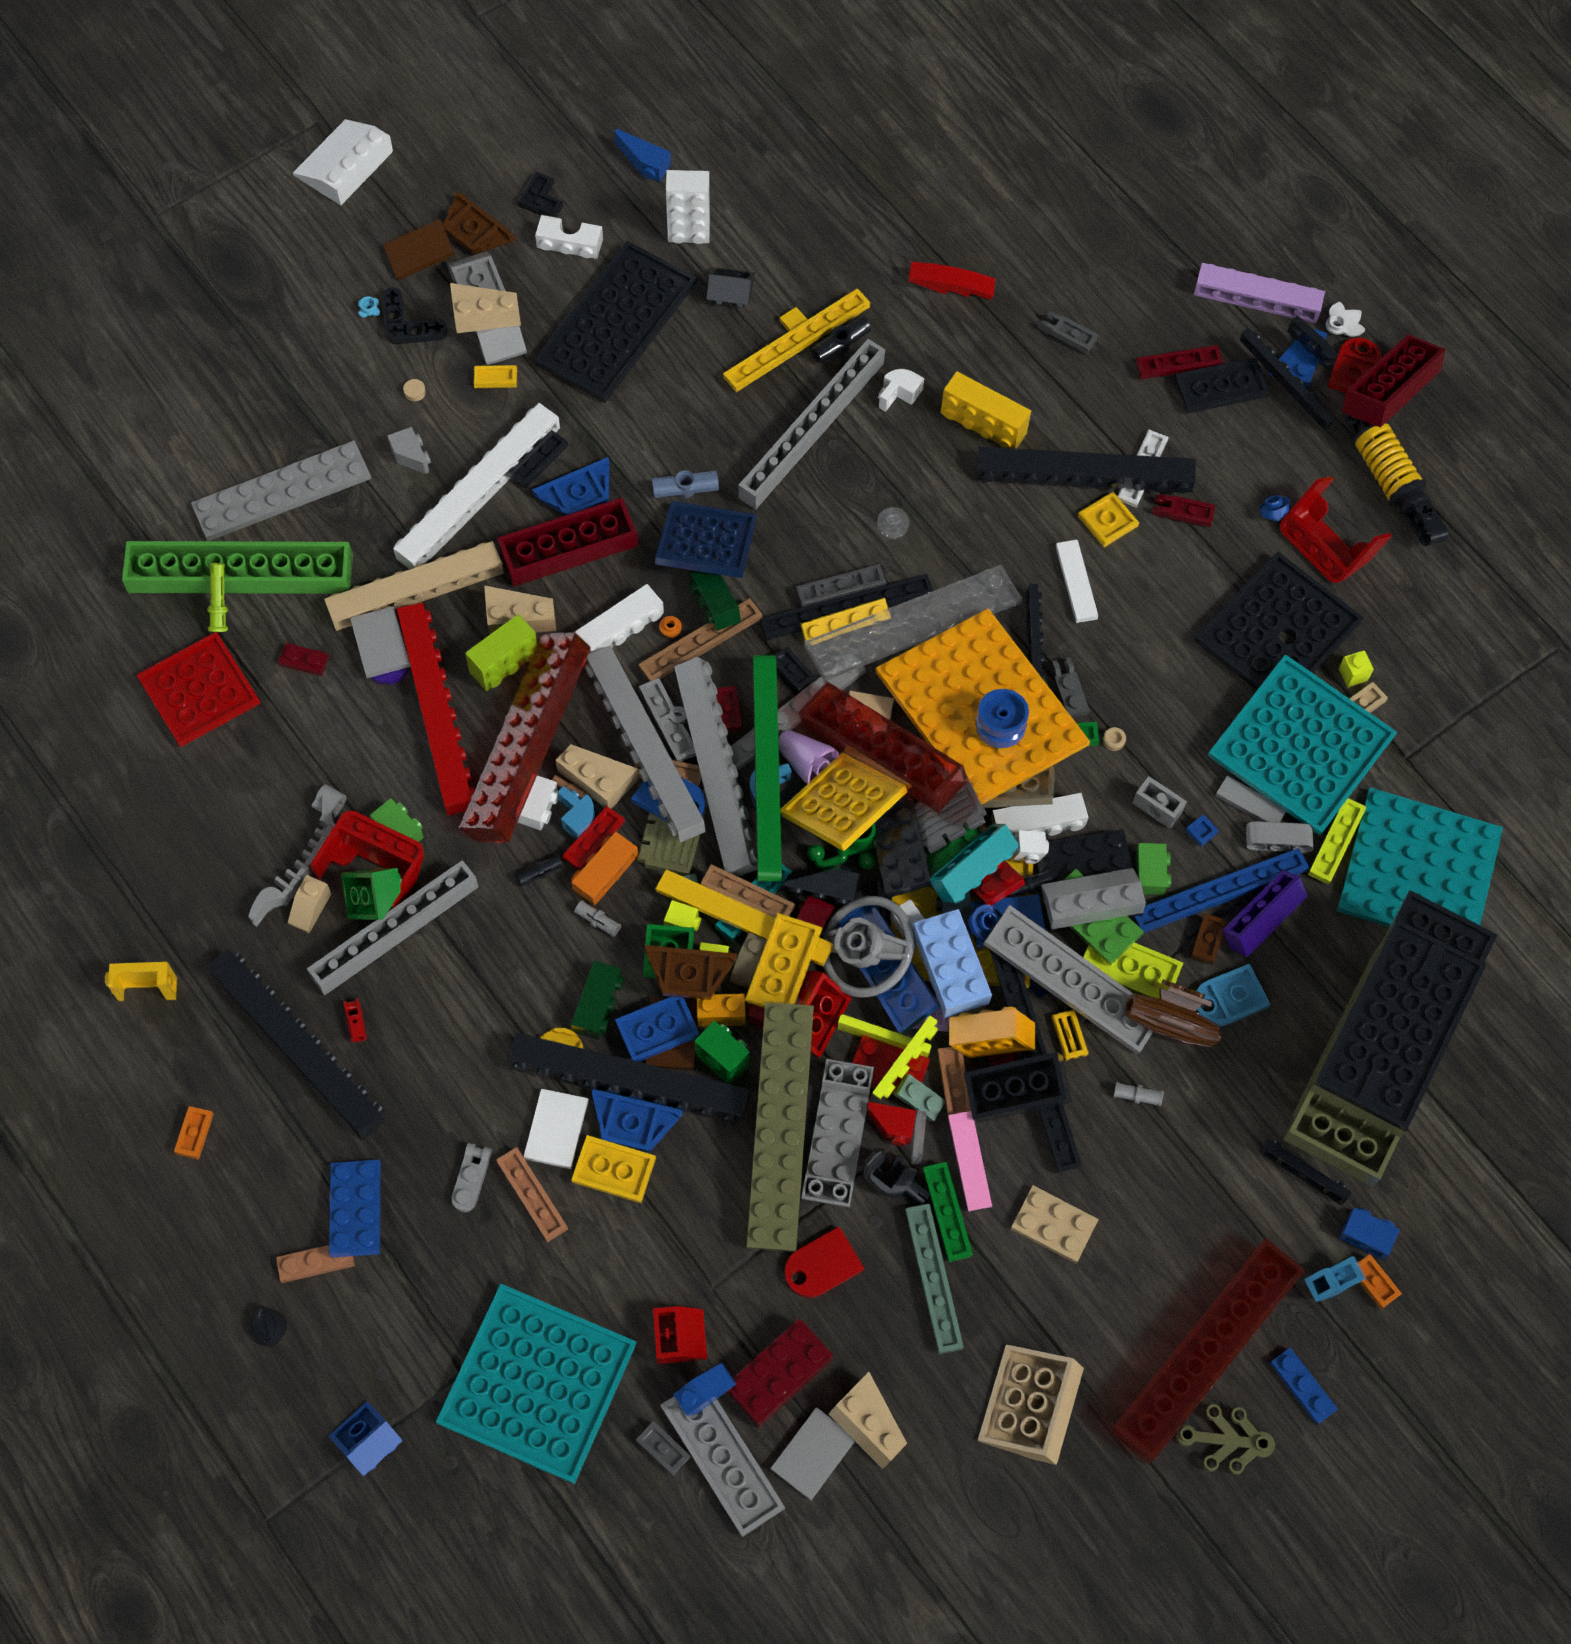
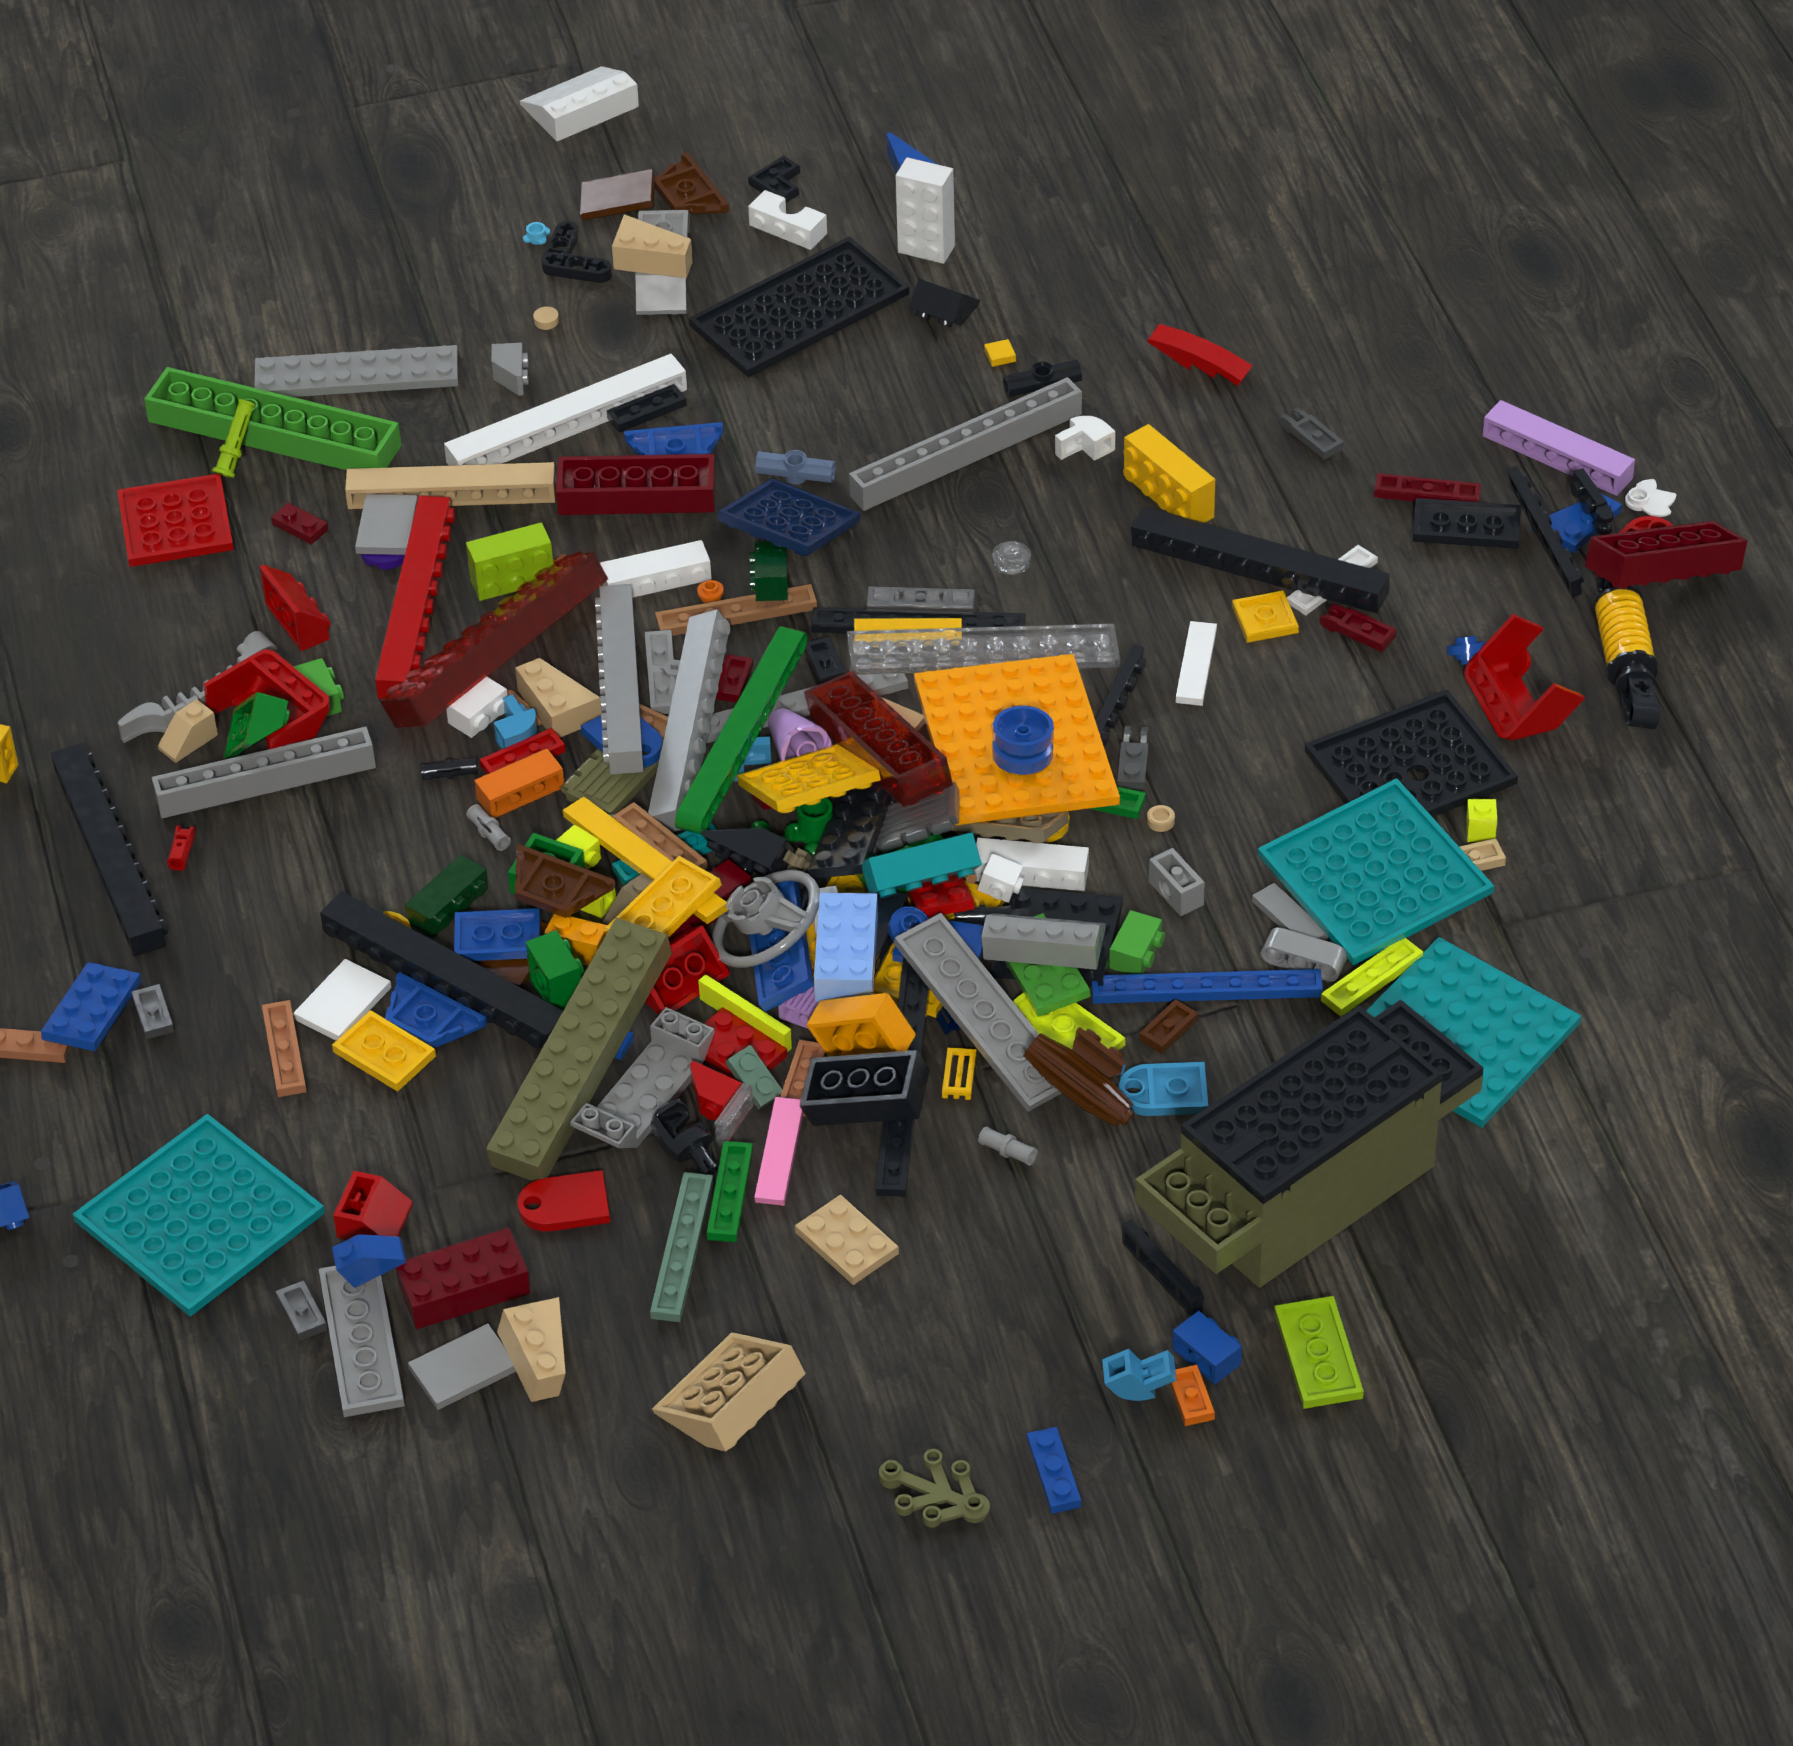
camera: 25 degrees right, 20 degrees down
(342, 751) = (294, 608): none -> red slope
(407, 1194) = (152, 1011): none -> flat silver plate
(470, 1178) = (228, 1017): light grey plate -> none
(495, 376) = (640, 326): yellow tile -> none
(506, 604) = (564, 532): tan wedge -> none
(796, 340) = (988, 369): yellow plate -> none
(866, 881) = (799, 861): none -> dark tan plate
(900, 1067) = (752, 1027): neon yellow plate -> none
(1202, 830) = (1215, 925): blue plate -> none
(1207, 1351) = (954, 1395): clear red brick -> none
(1265, 913) = (1245, 1015): dark purple brick -> none
(1449, 1207) = (1318, 1352): none -> lime plate

